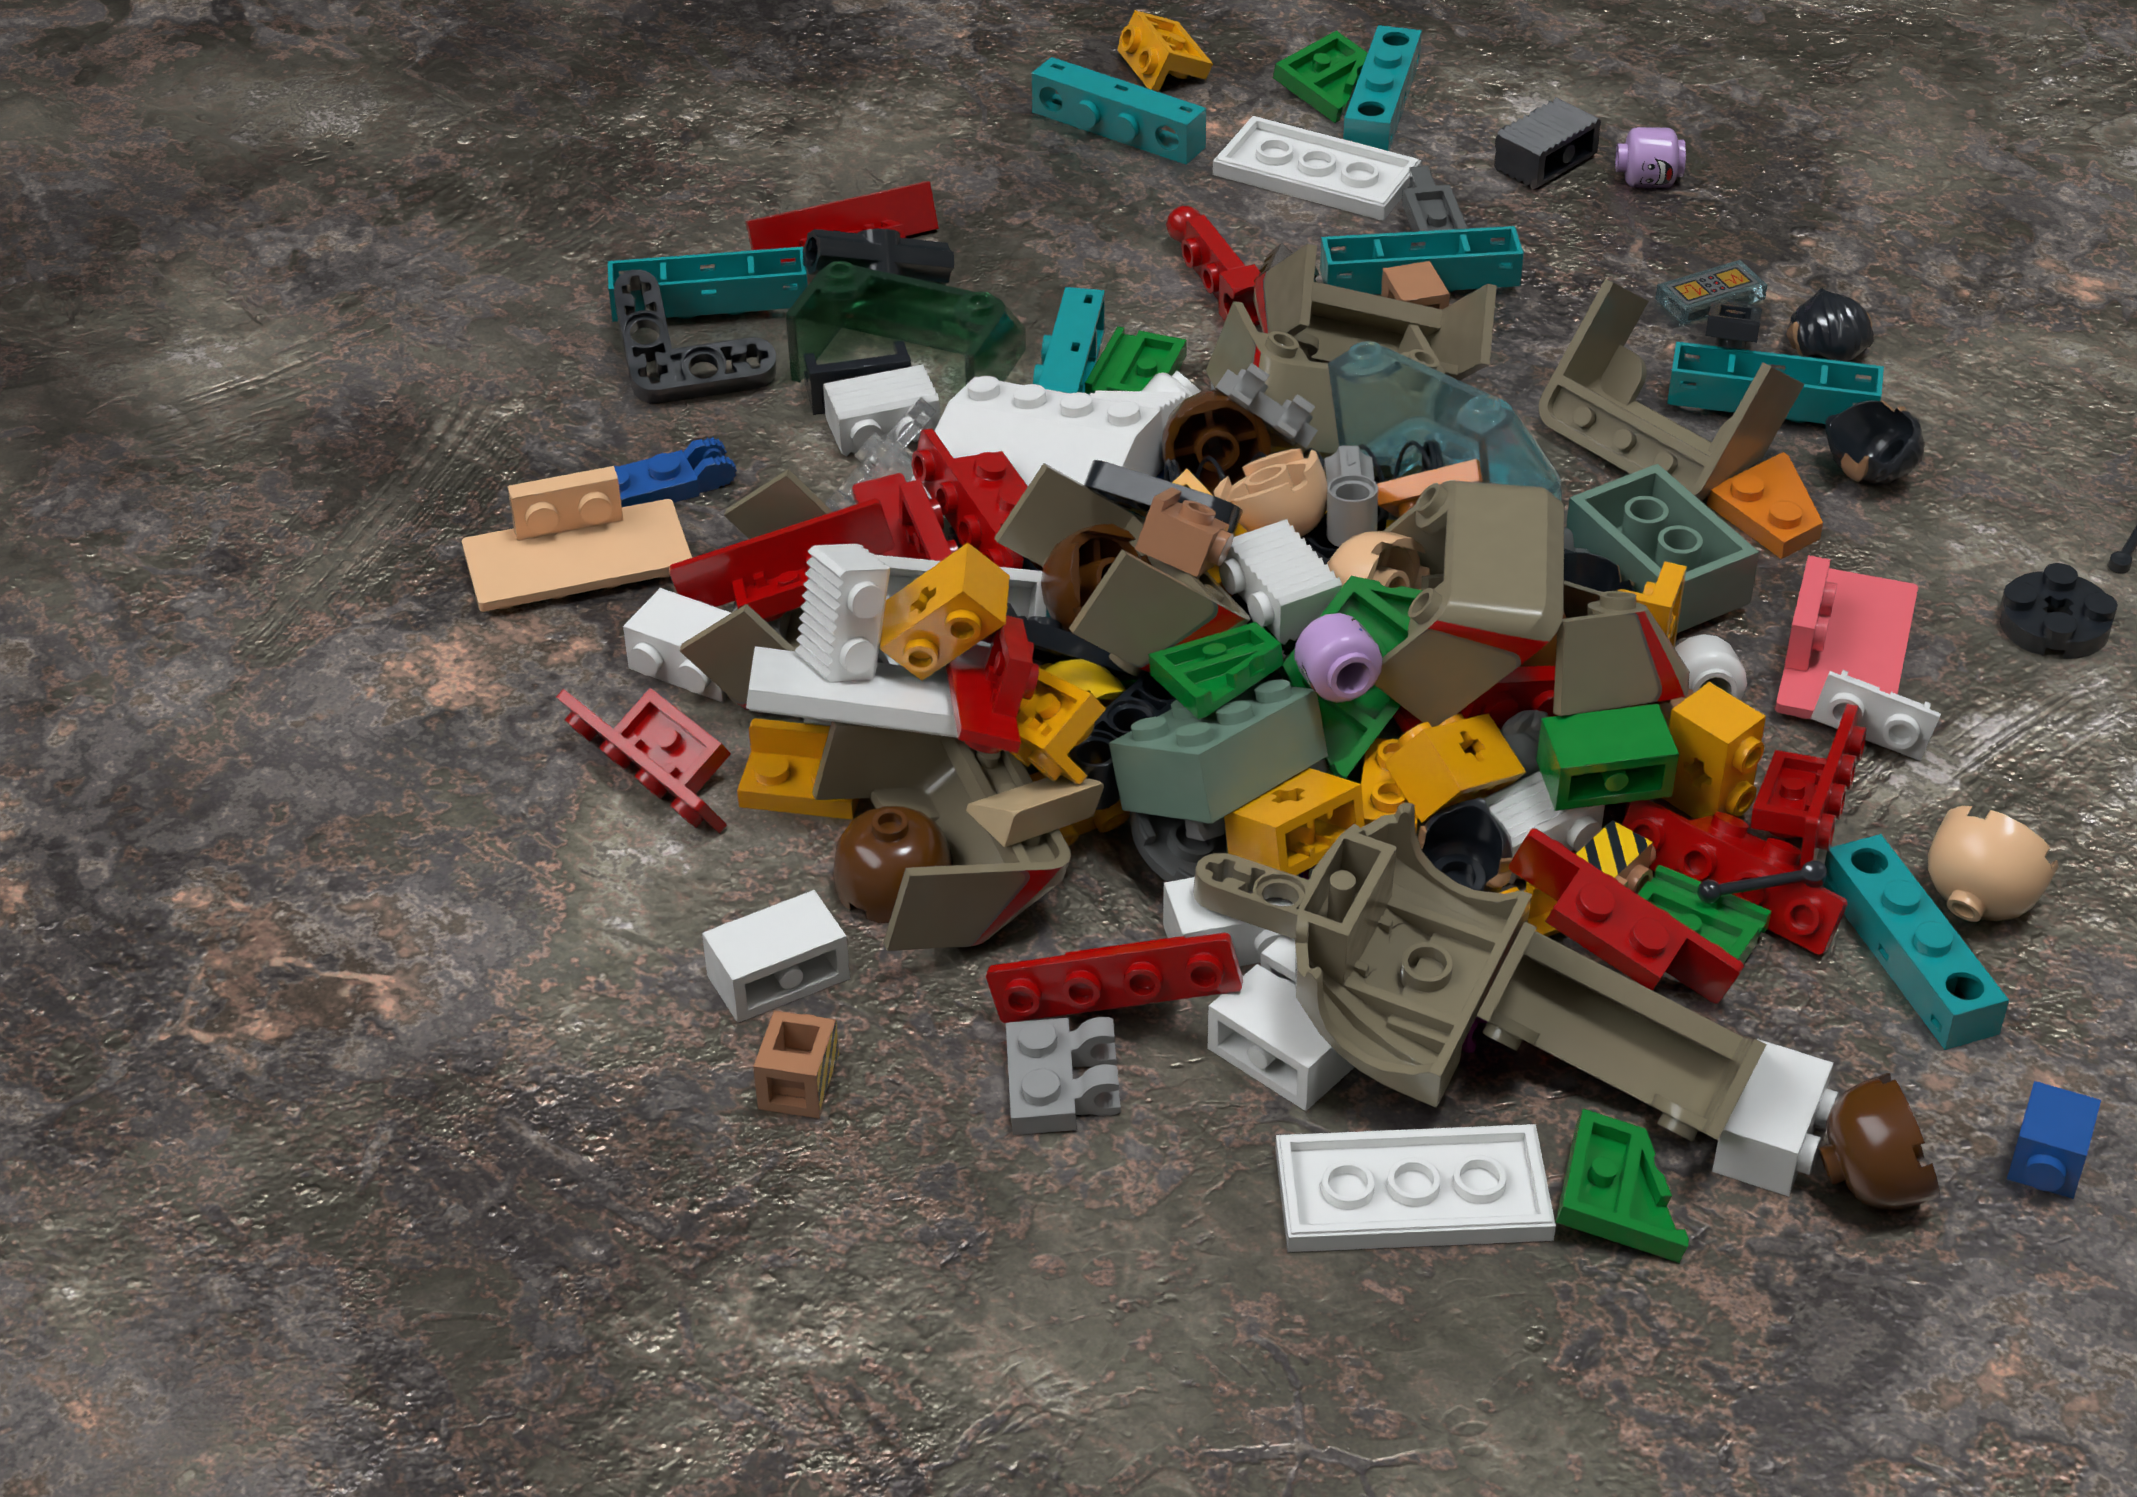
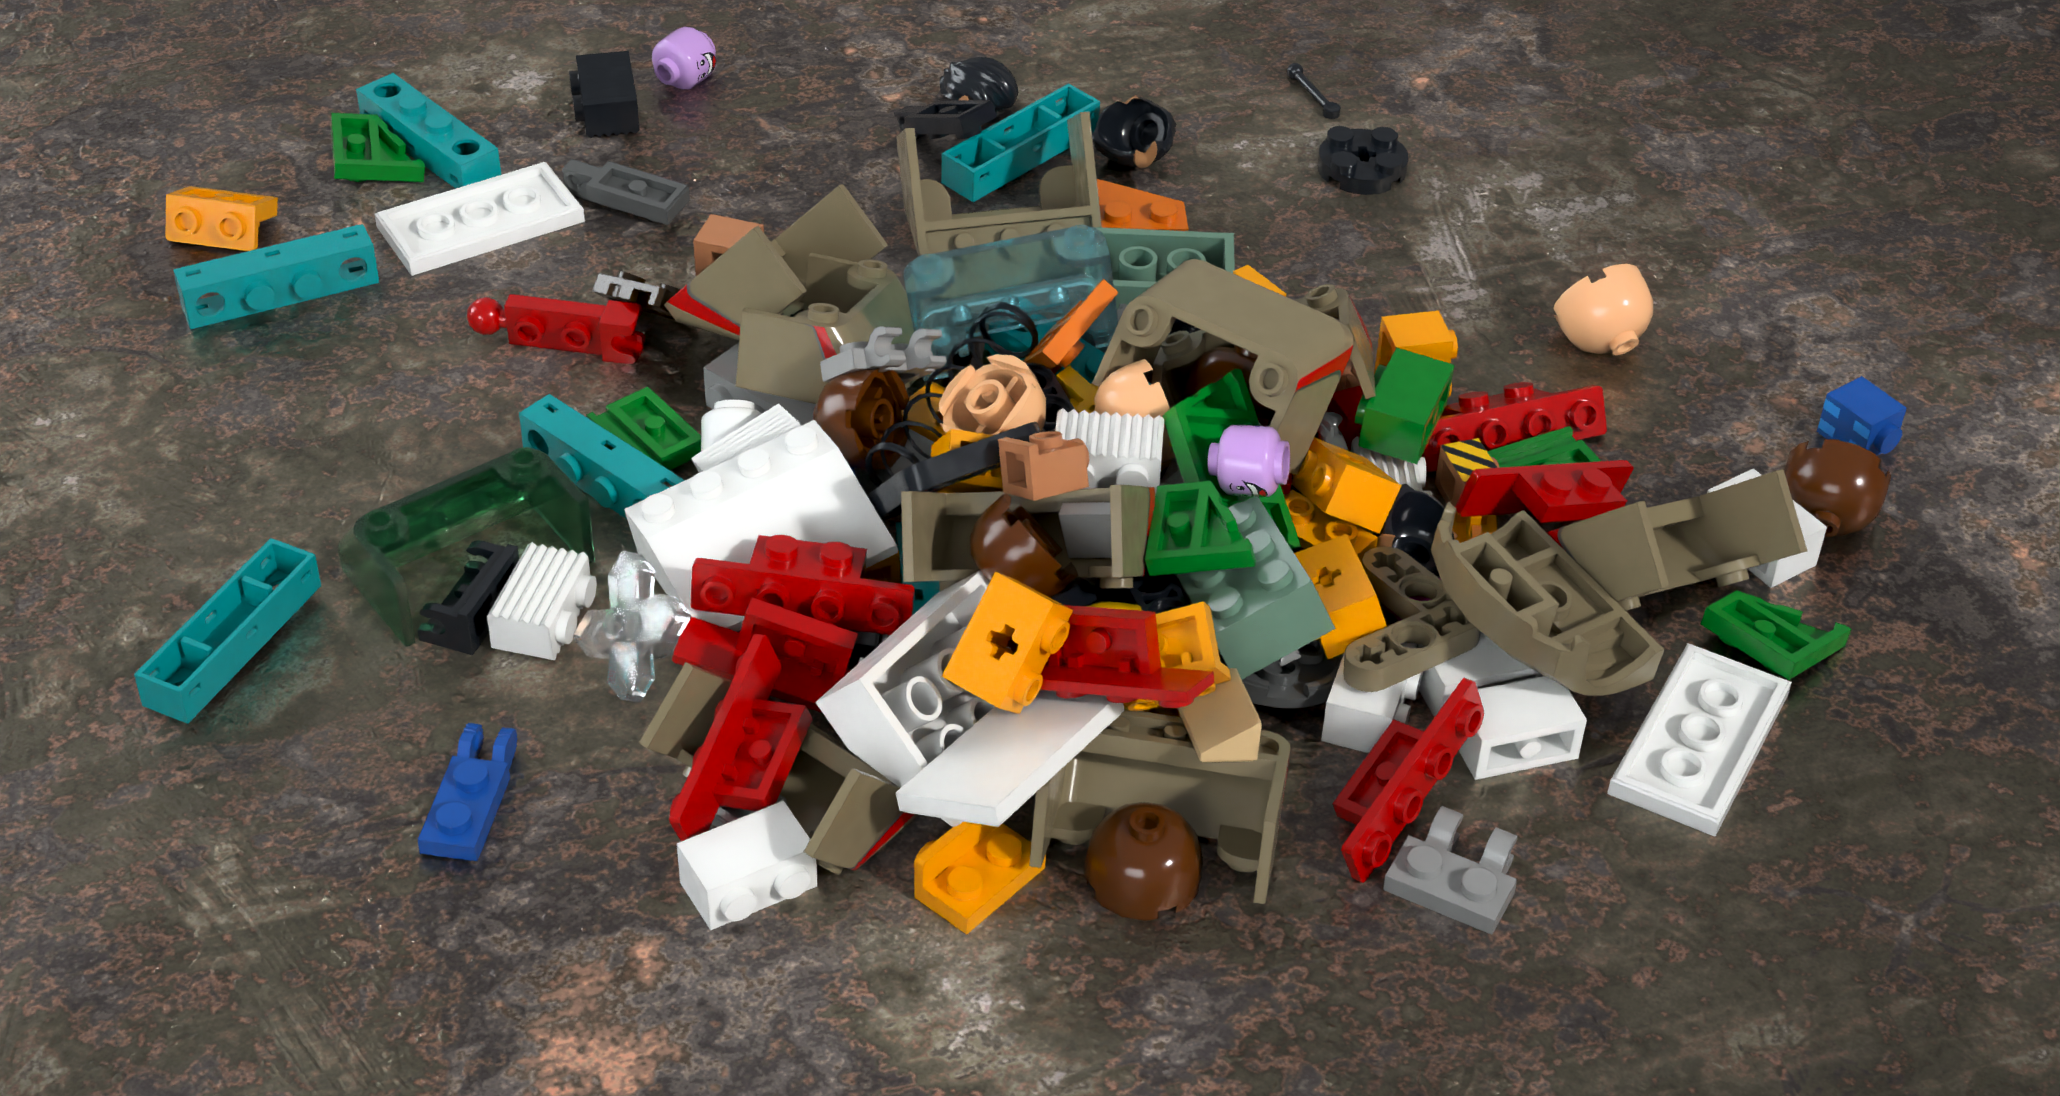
camera: 60 degrees left, 0 degrees up
(572, 541) = (518, 891): light nougat bracket -> none
(664, 745) = (871, 943): bracket -> none
(675, 364) = (318, 707): black beam -> none
(776, 956) = (1204, 981): white brick -> none
(796, 1063) = (1348, 1021): nougat brick -> none
(843, 612) = (957, 702): white brick -> none
(880, 251) = (339, 502): black piece -> none
(901, 209) = (251, 507): red bracket -> none
(1350, 494) = (1056, 368): light grey piece -> none
(1458, 255) = (665, 241): teal piece -> none
(1692, 295) = (866, 118): tile -> none
(1807, 792) = (1485, 344): red bracket -> none
(1812, 874) = (1570, 384): black hinge -> none
(1844, 625) = (1314, 253): coral bracket -> none
(1889, 718) = (1409, 280): white hinge -> none
(1915, 942) = (1660, 383): teal piece -> none

